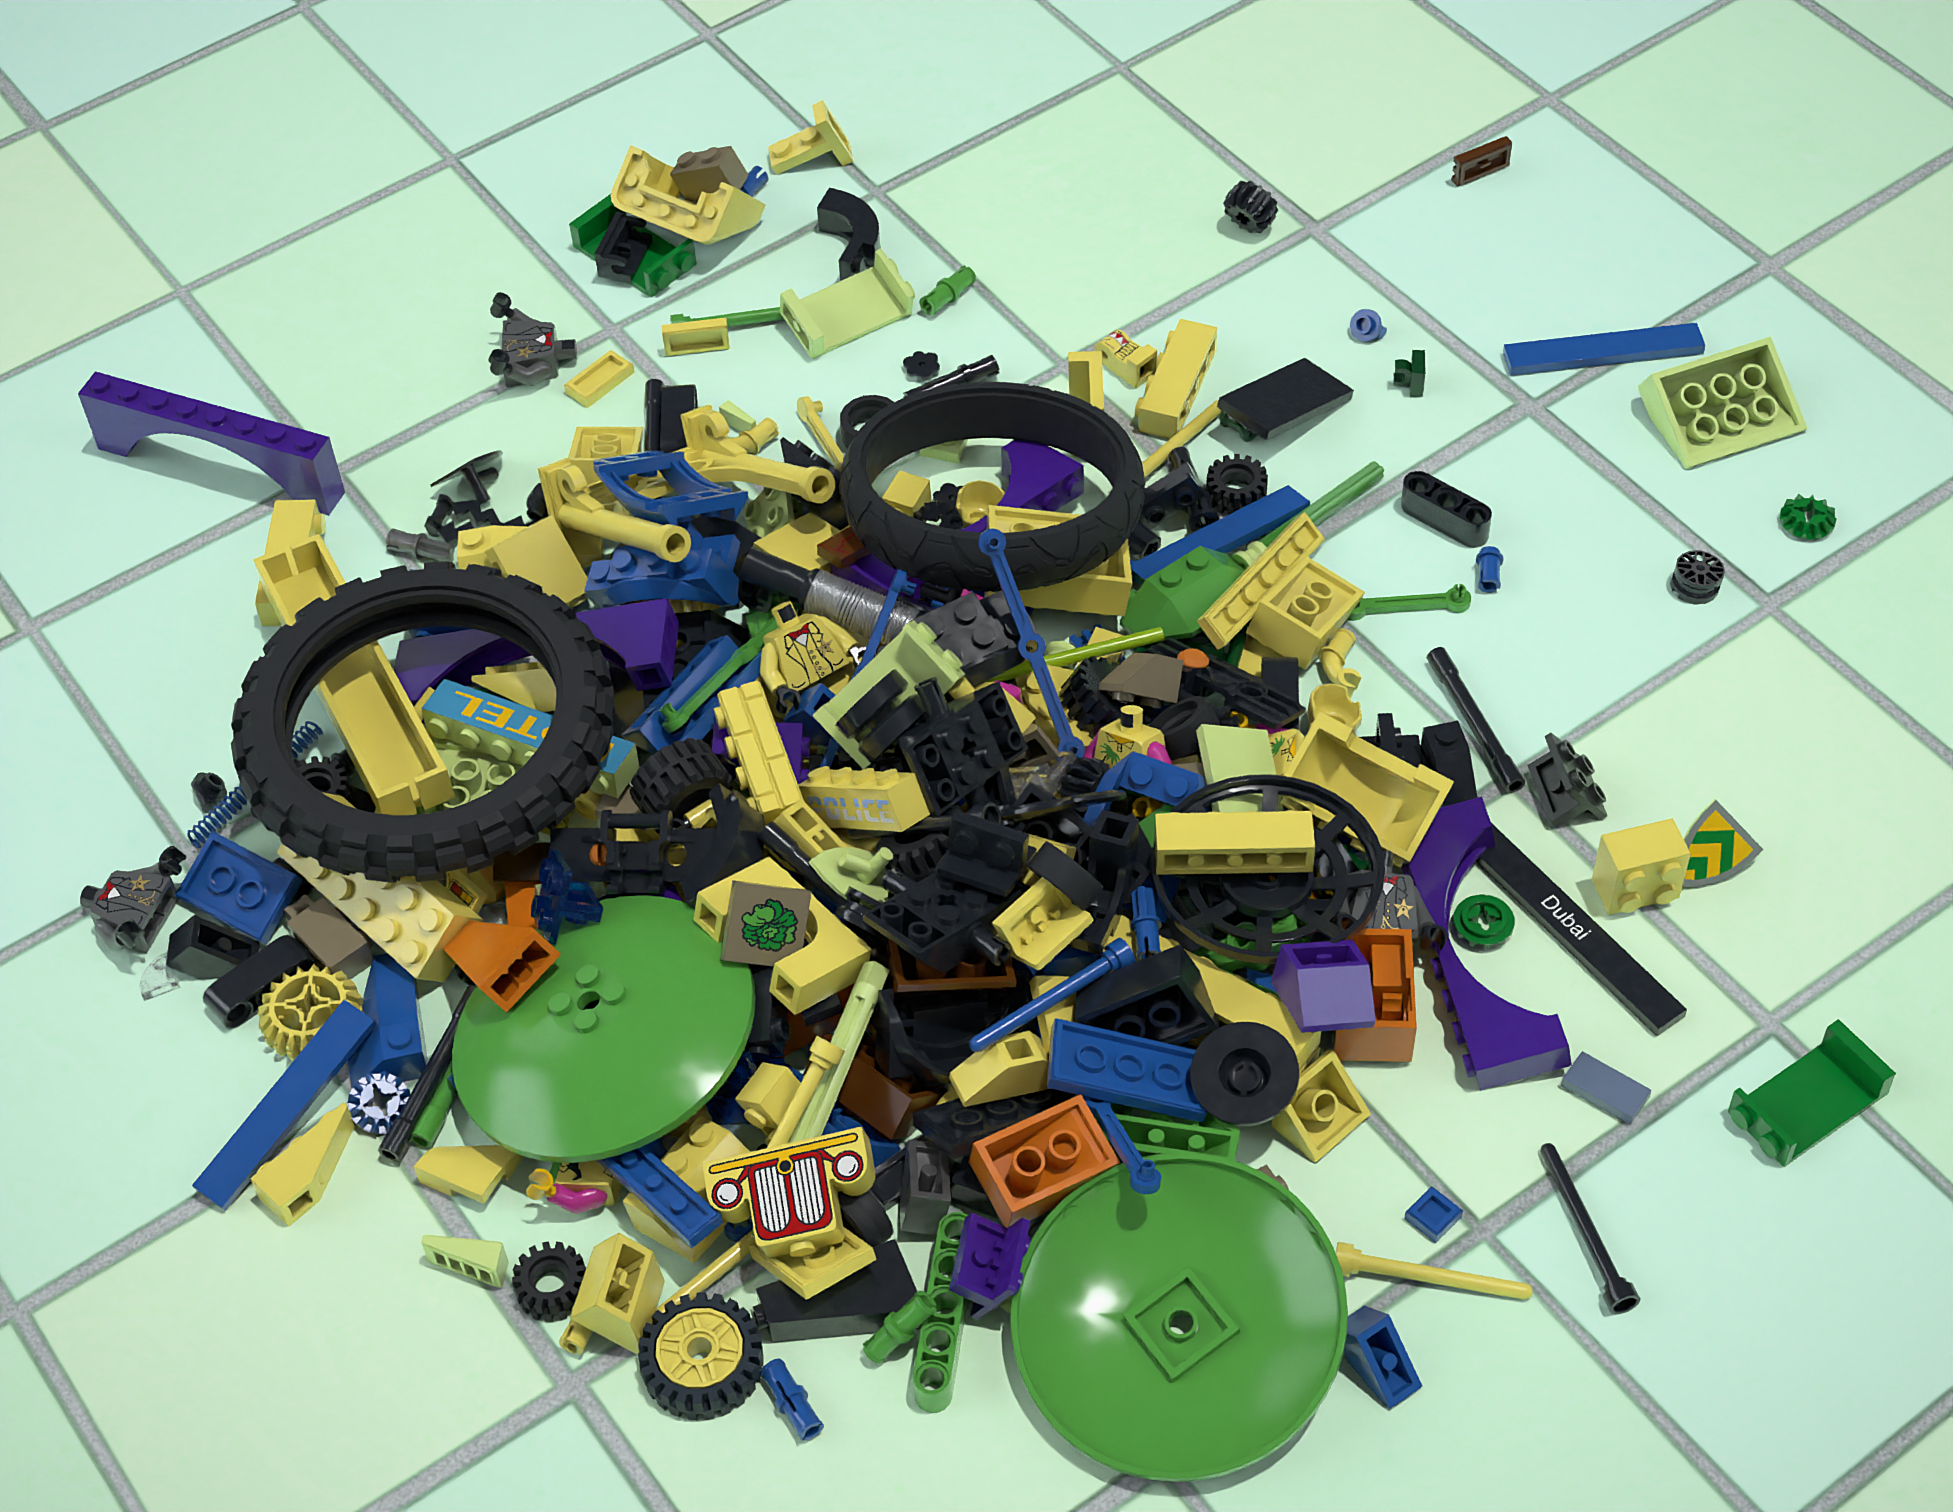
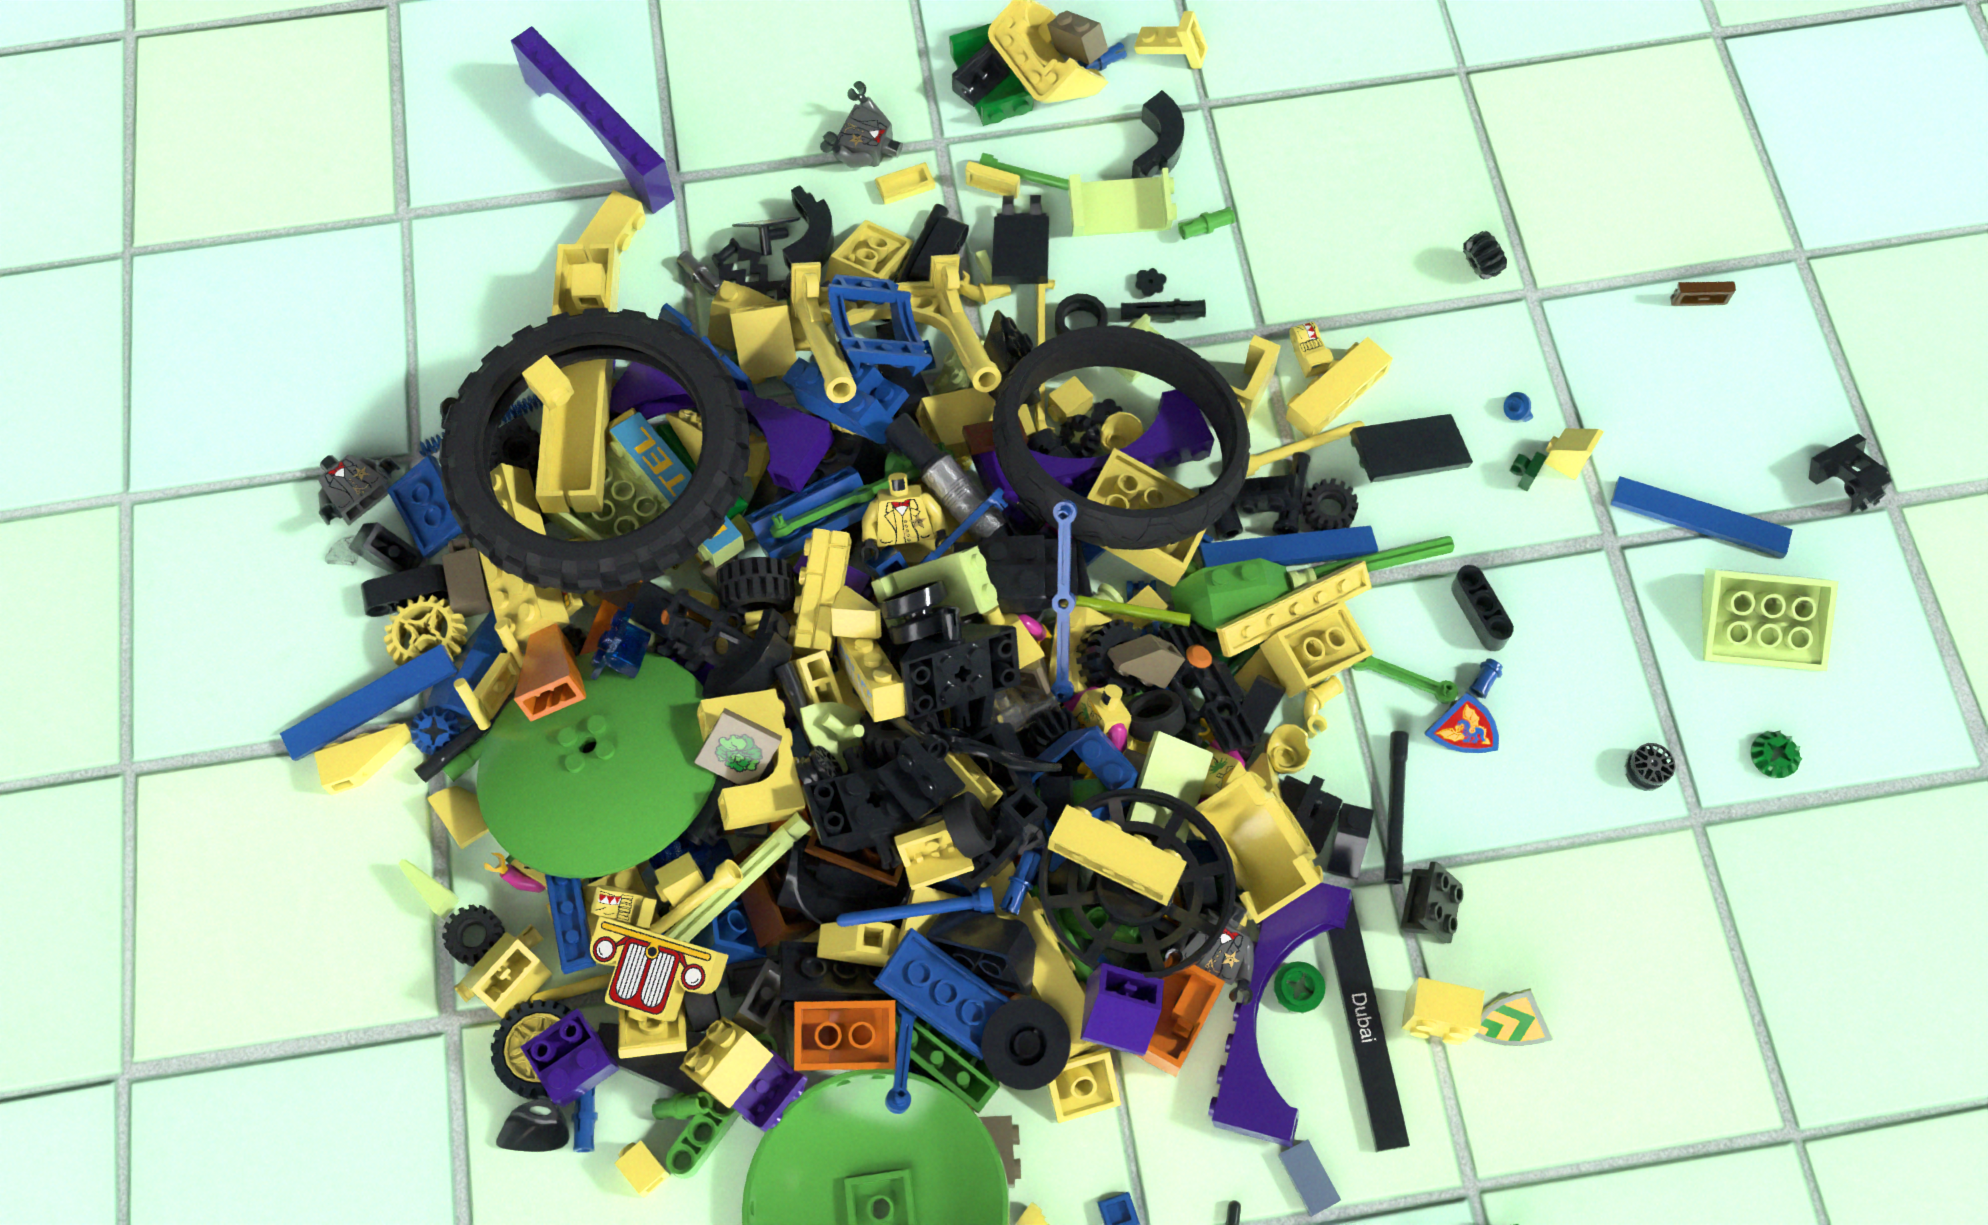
camera: 25 degrees right, 15 degrees up
(315, 575) = (588, 285): none -> light yellow brick
(343, 661) = (548, 383): none -> light yellow brick
(432, 1008) = (496, 683): none -> light yellow plate
(524, 444) = (819, 238): none -> black arch
(715, 1146) = (624, 905): none -> light yellow leg
(744, 1444) = (534, 1132): none -> black piece
(749, 1328) = (569, 1058): none -> dark purple slope
(764, 379) = (1020, 244): none -> black tile
(817, 752) = (855, 616): none -> light yellow slope
(889, 1415) = (641, 1168): none -> light yellow brick
(927, 1247) = (726, 1061): none -> light yellow slope
(1446, 336) = (1572, 450): none -> light yellow slope
(1499, 614) = (1466, 727): none -> shield
(1731, 245) = (1862, 486): none -> black tile

